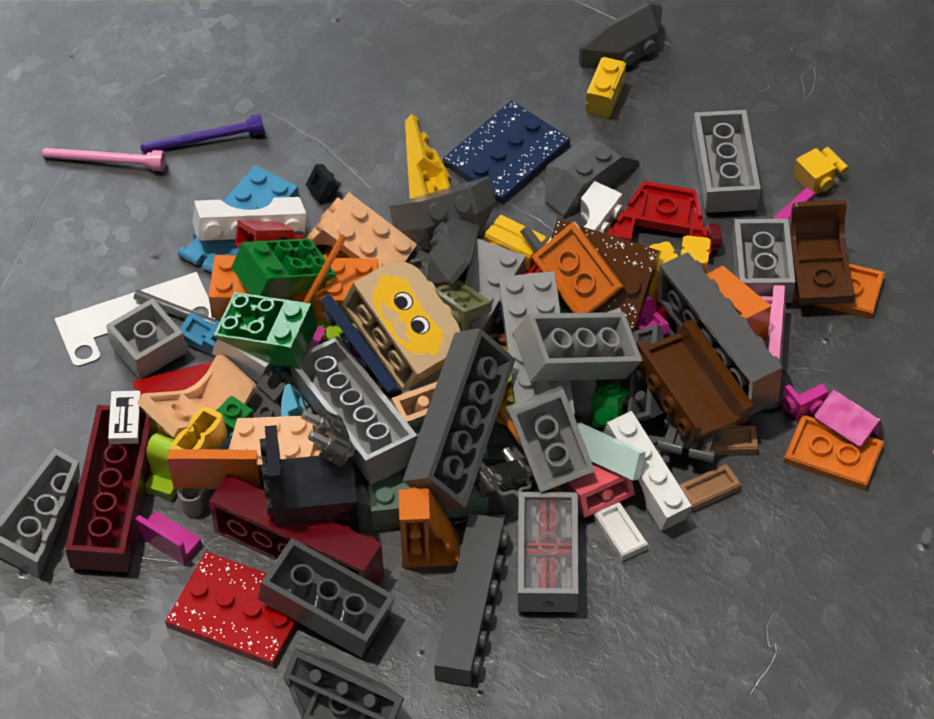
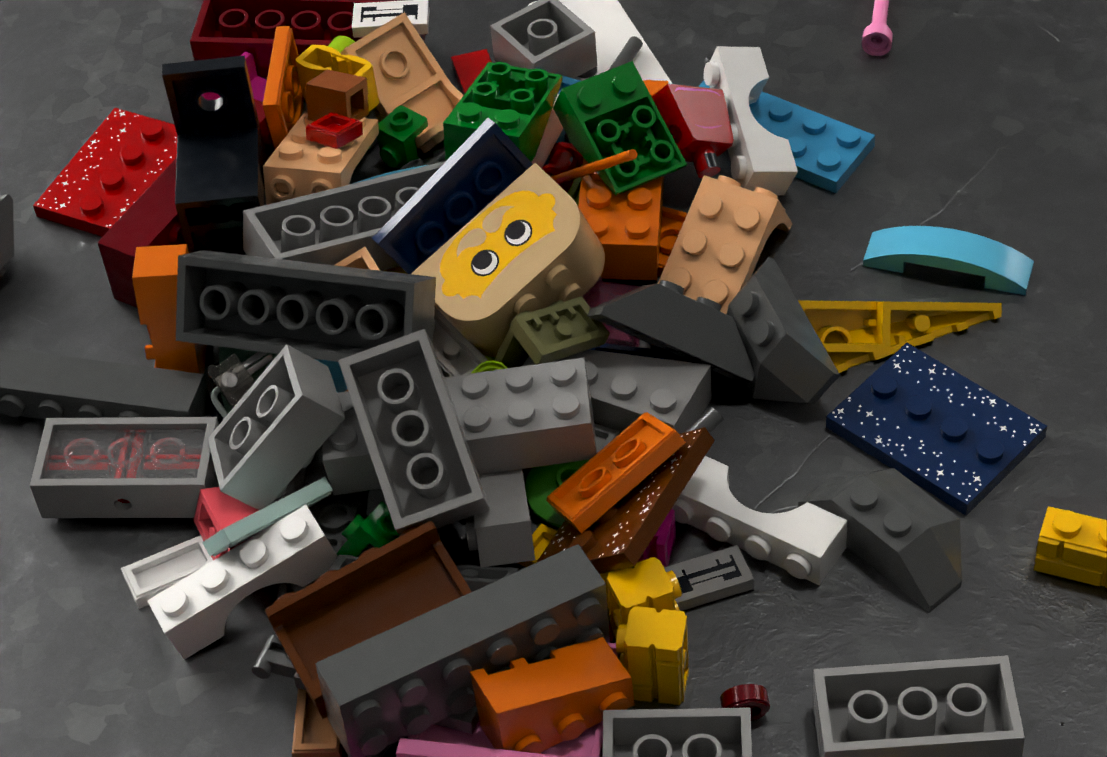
camera: 95 degrees right, 5 degrees down
(235, 427) = (338, 94): none -> dark orange brick
(252, 125) = (955, 129): dark purple piece -> none
(272, 417) = (334, 130): none -> red tile
(322, 182) = (842, 204): black tile -> none
(326, 597) = (63, 255): dark grey brick -> none
(330, 435) = (272, 164): clear smoke piece -> none
(366, 138) = (950, 250): none -> medium azure slope
(508, 236) = (744, 423): yellow brick -> none
(663, 209) = (806, 628): red wing -> none
(710, 487) = (231, 687): medium nougat tile -> none

